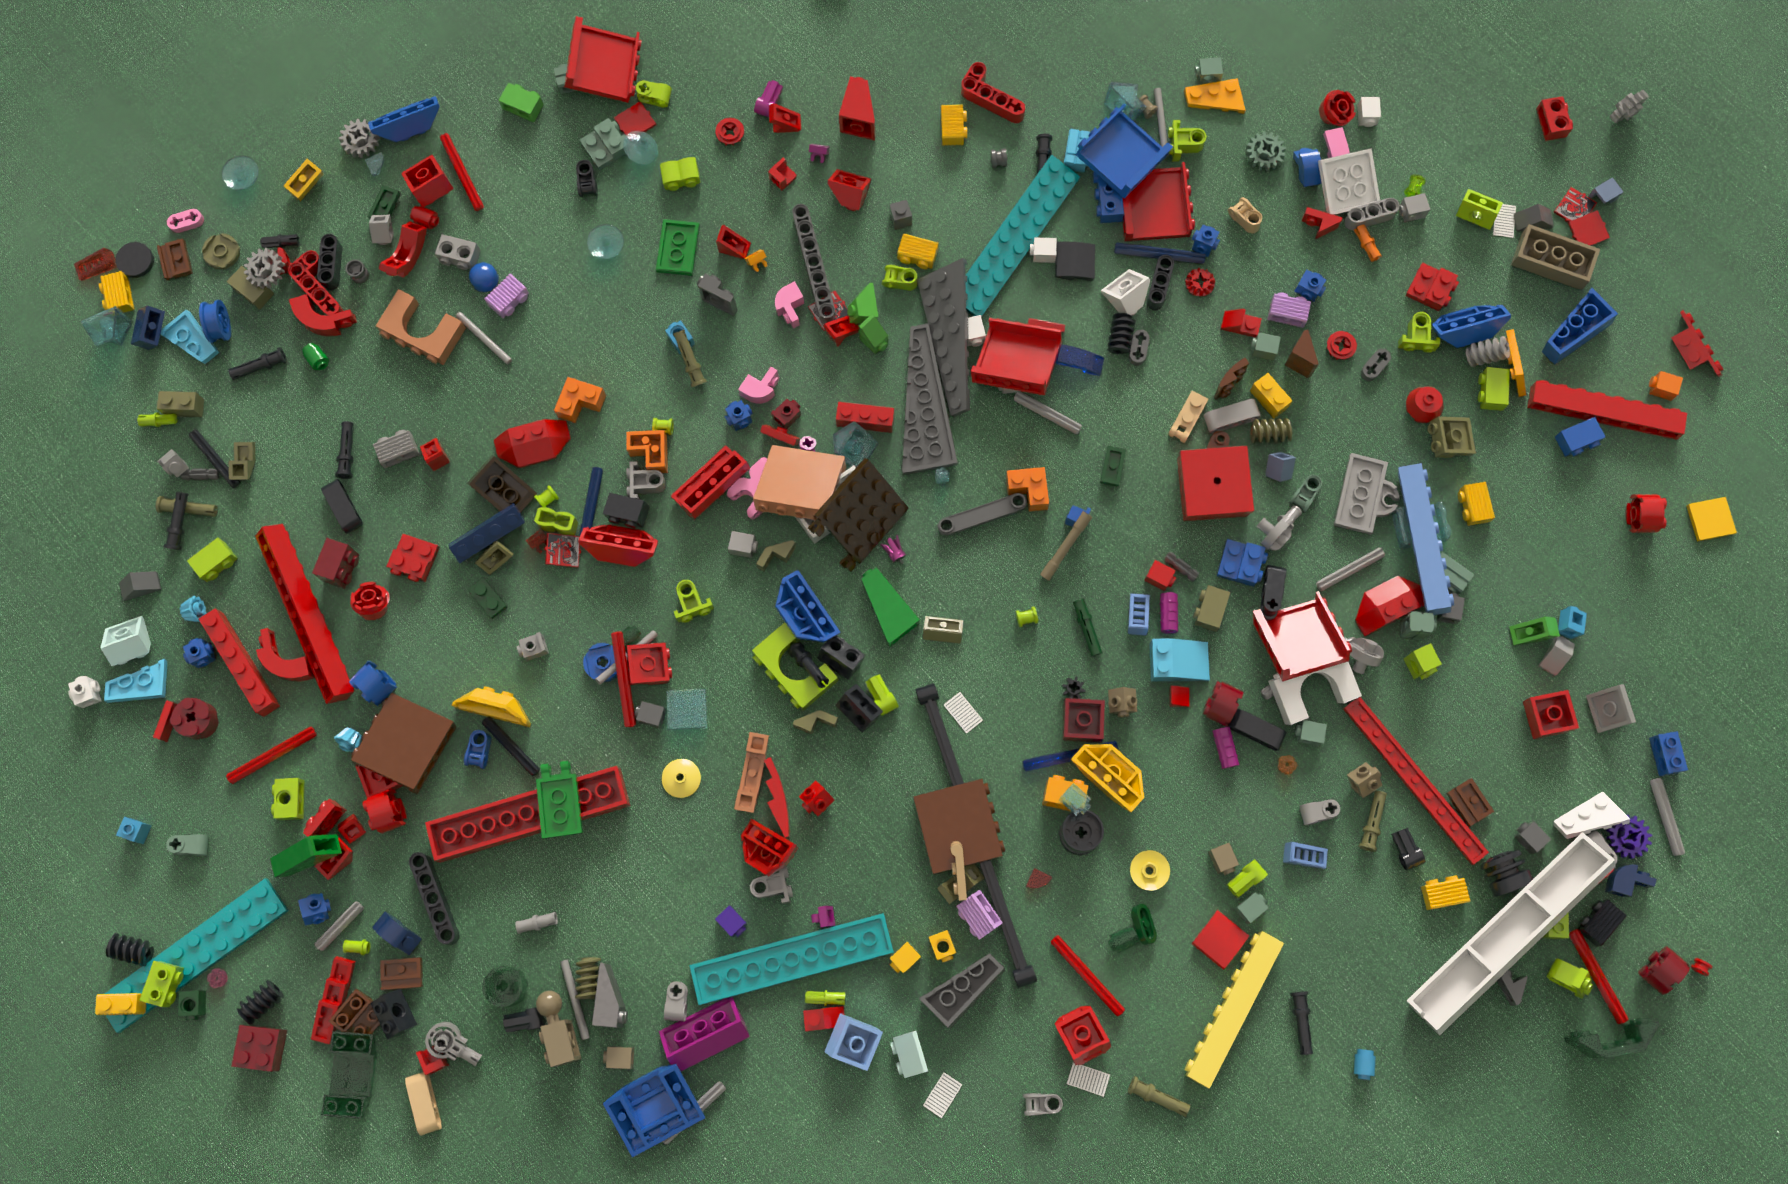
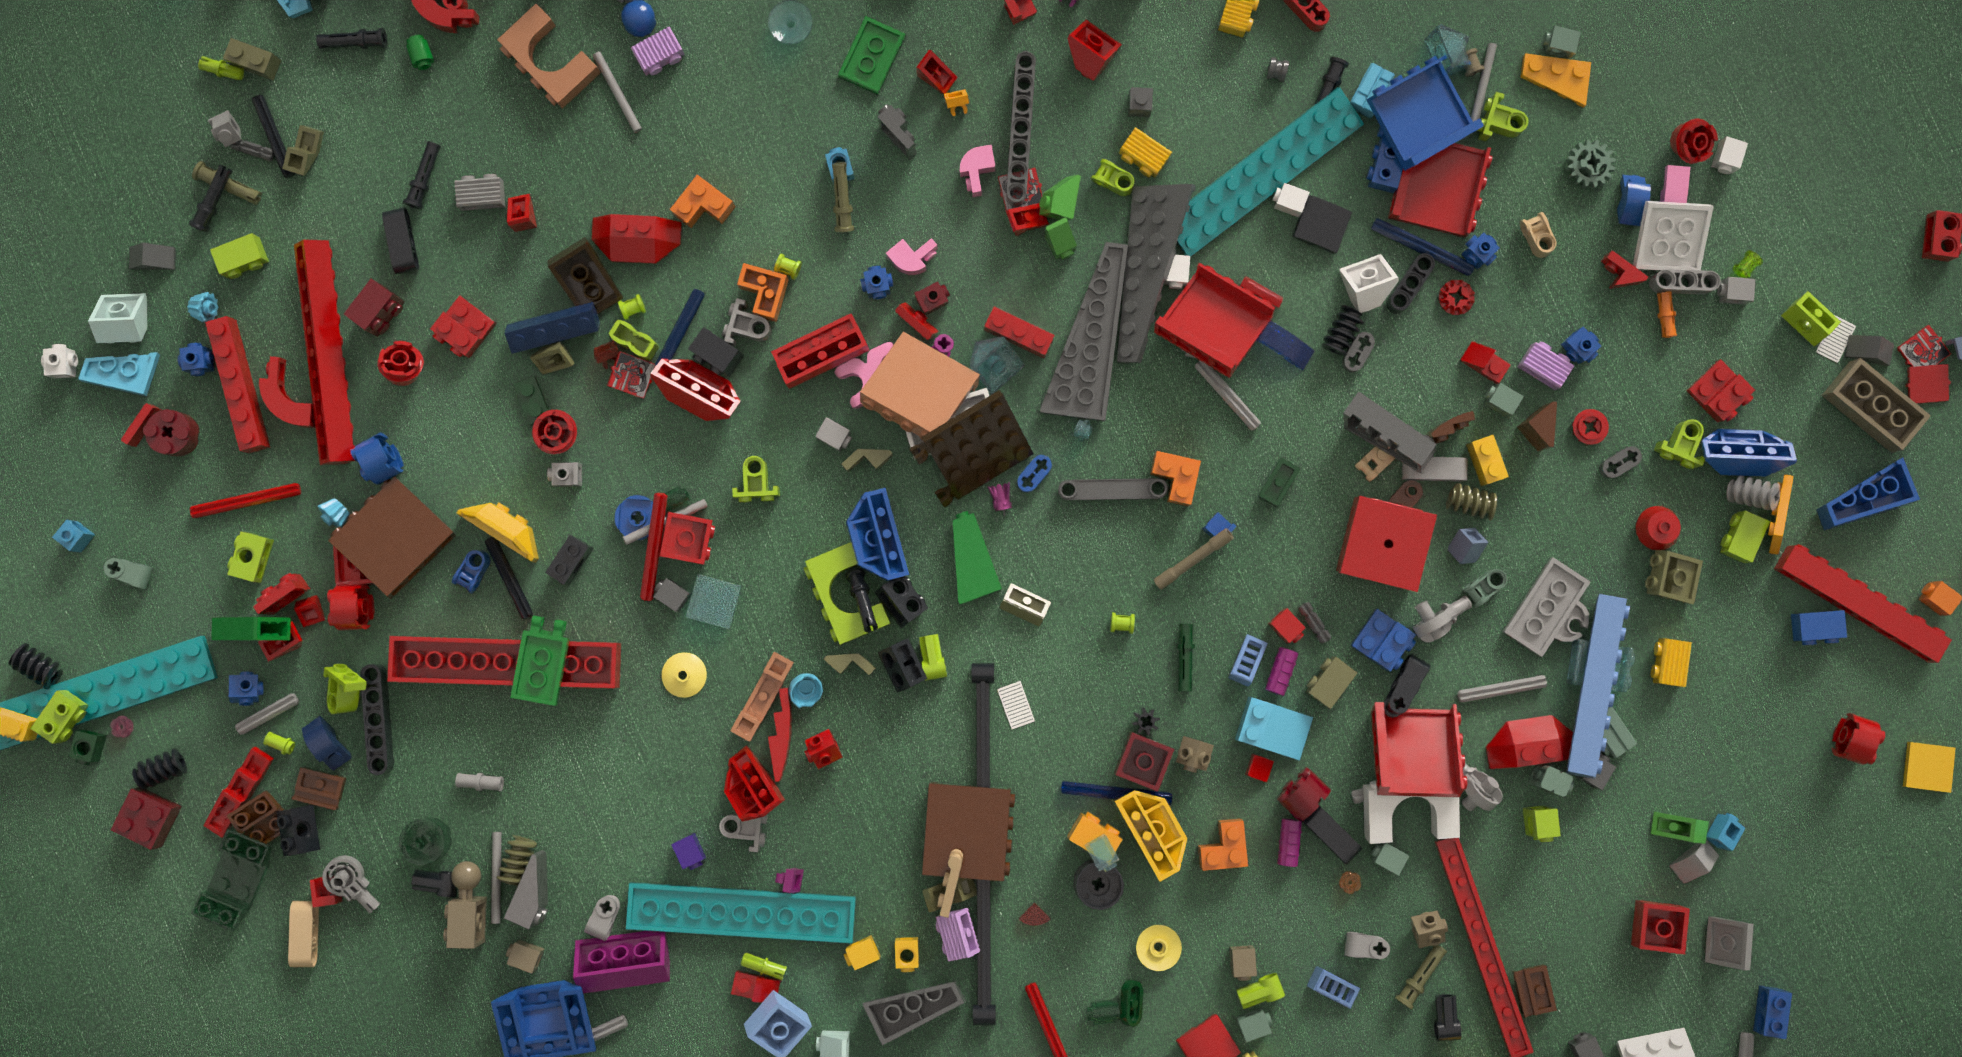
camera: 15 degrees right, 10 degrees up
(398, 881) = (343, 688): none -> lime pin
(513, 613) = (554, 431): none -> red cone
(556, 714) = (569, 560): none -> black brick
(786, 755) = (805, 690): none -> medium azure hair
(911, 521) = (1038, 476): none -> blue beam
(1180, 769) = (1230, 851): none -> orange brick
(1184, 397) = (1388, 433): none -> dark grey wedge

